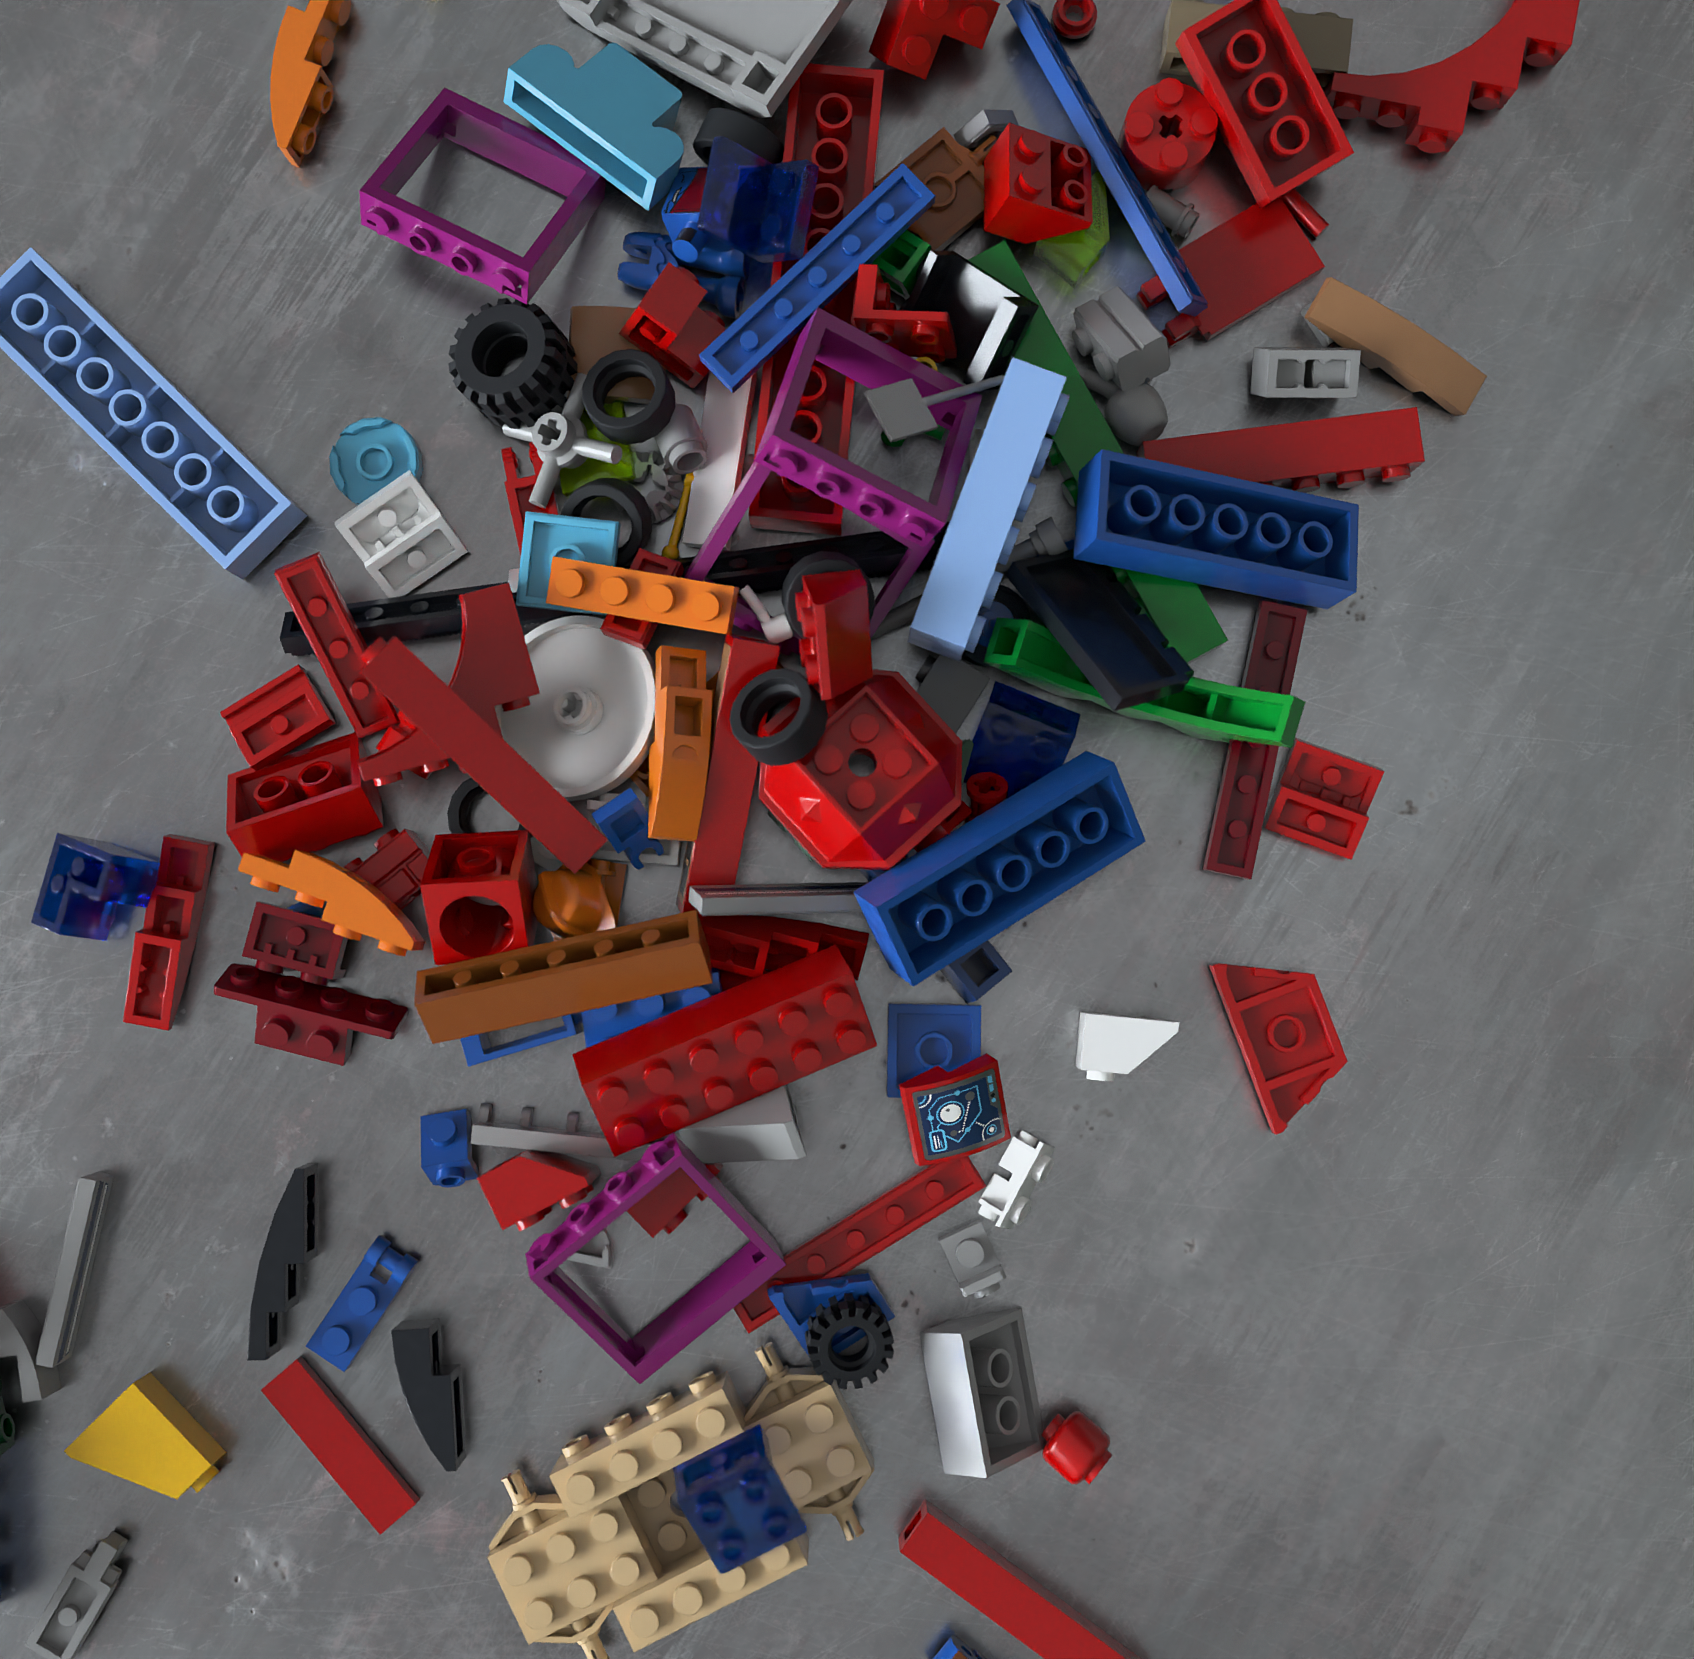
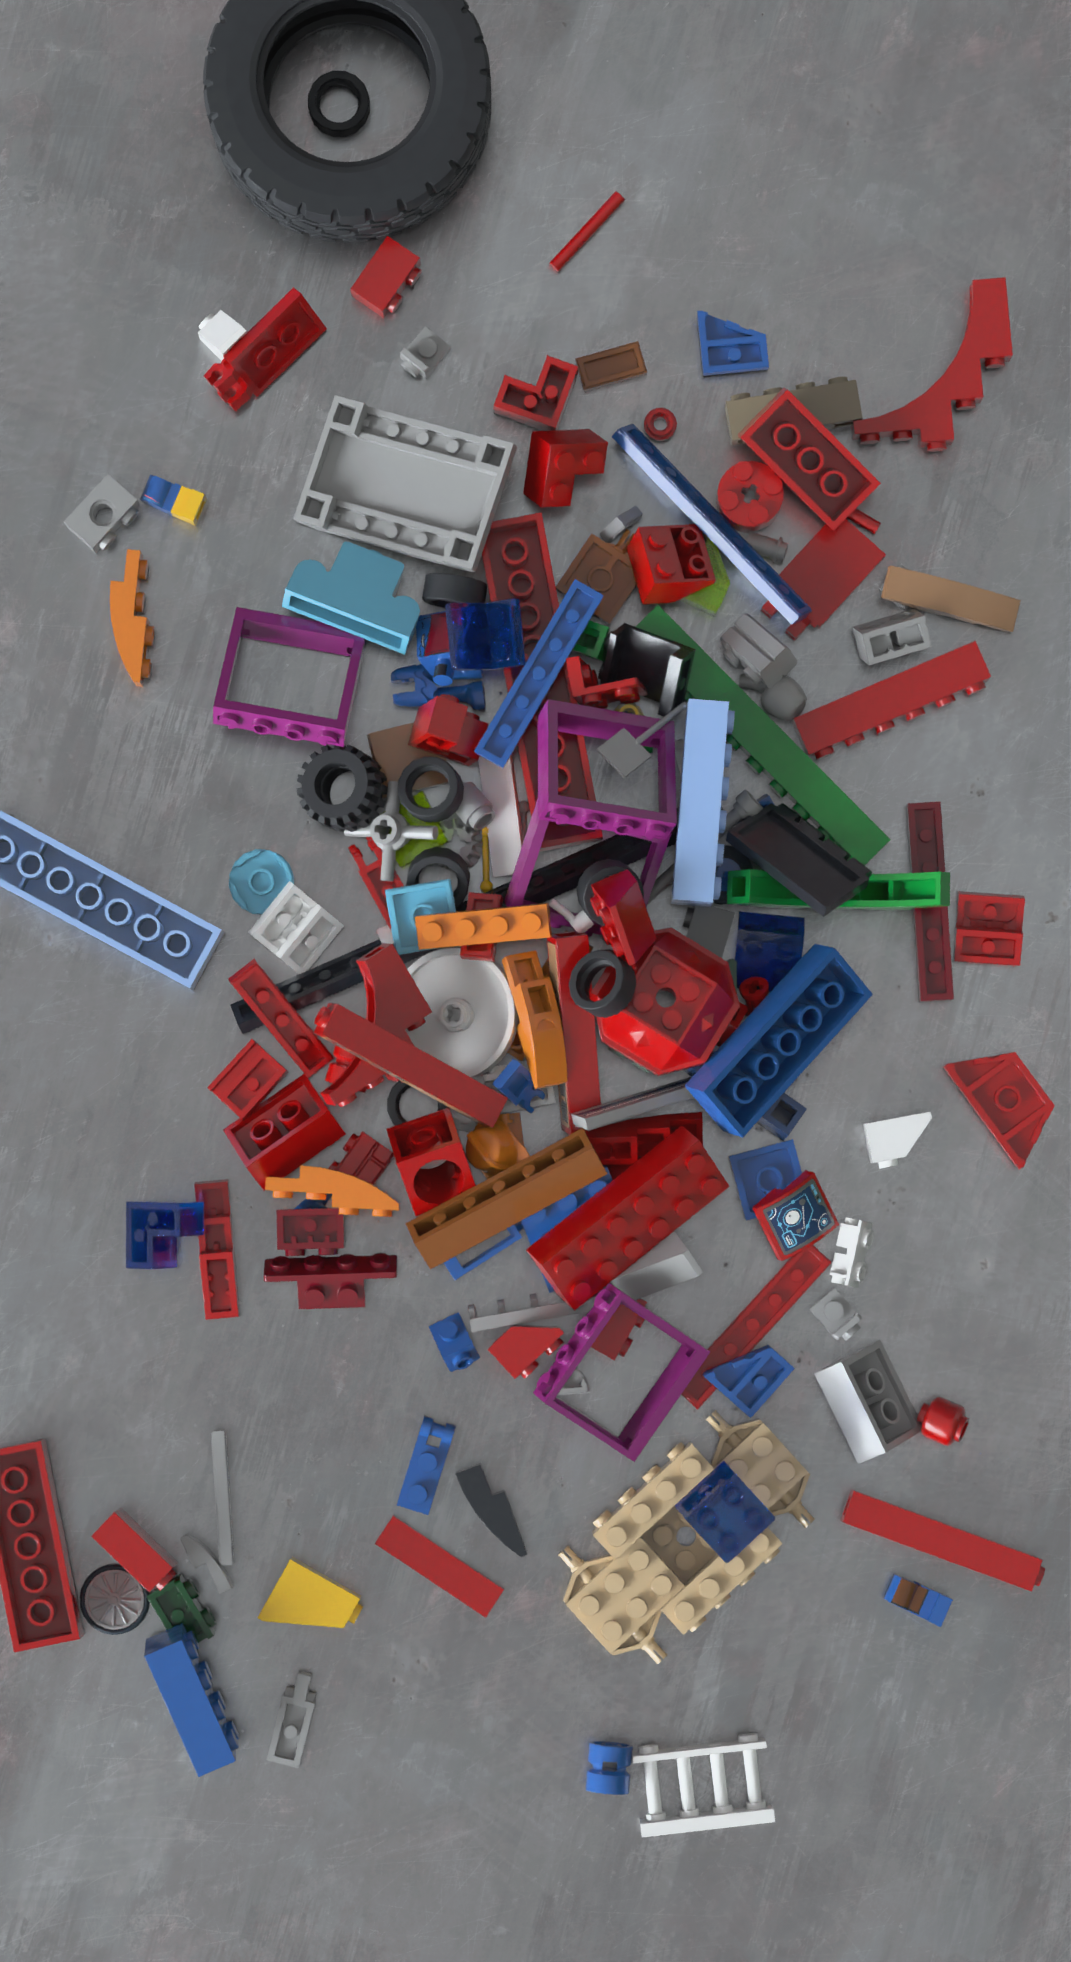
camera: 15 degrees left, 0 degrees up
(288, 1244) = (365, 1437): black slope -> none
(855, 1366) = (785, 1400): black tyre -> none
(1216, 530) = (860, 769): blue brick -> none

